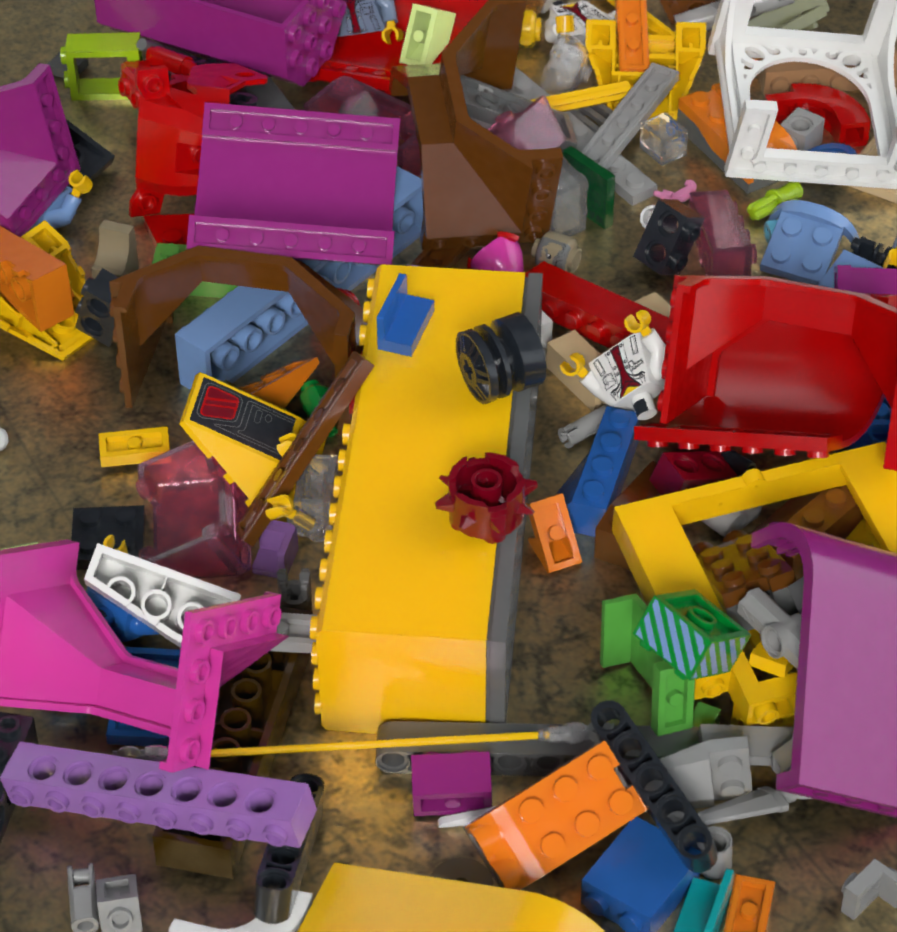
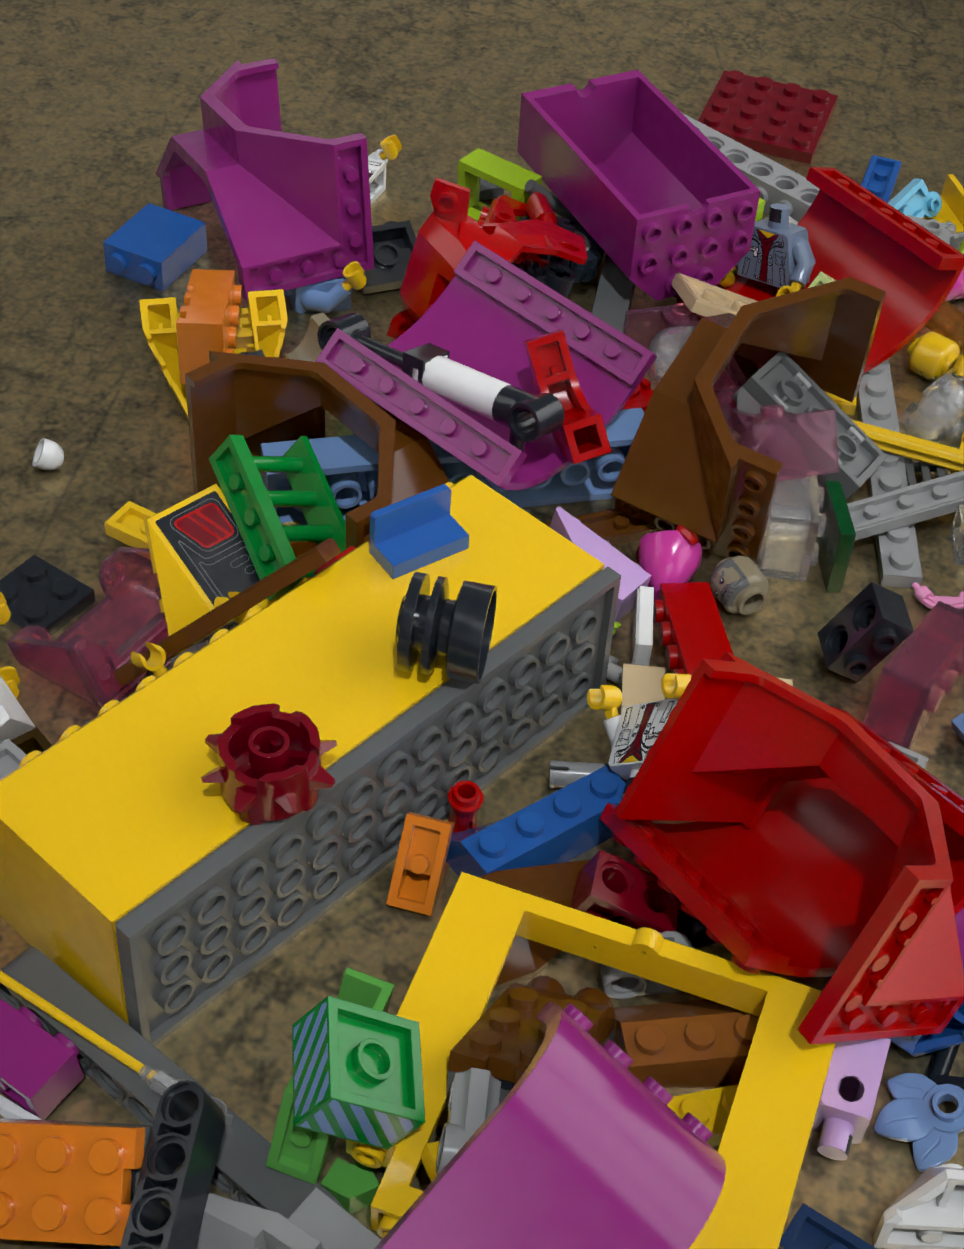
camera: 35 degrees right, 0 degrees up
(258, 367) = (254, 505): none -> green fence
(312, 209) = (521, 411): none -> black piece
(361, 64) = (706, 298): none -> tan tile
(379, 199) = (553, 372): none -> red arch
(545, 479) = (465, 801): none -> red pin

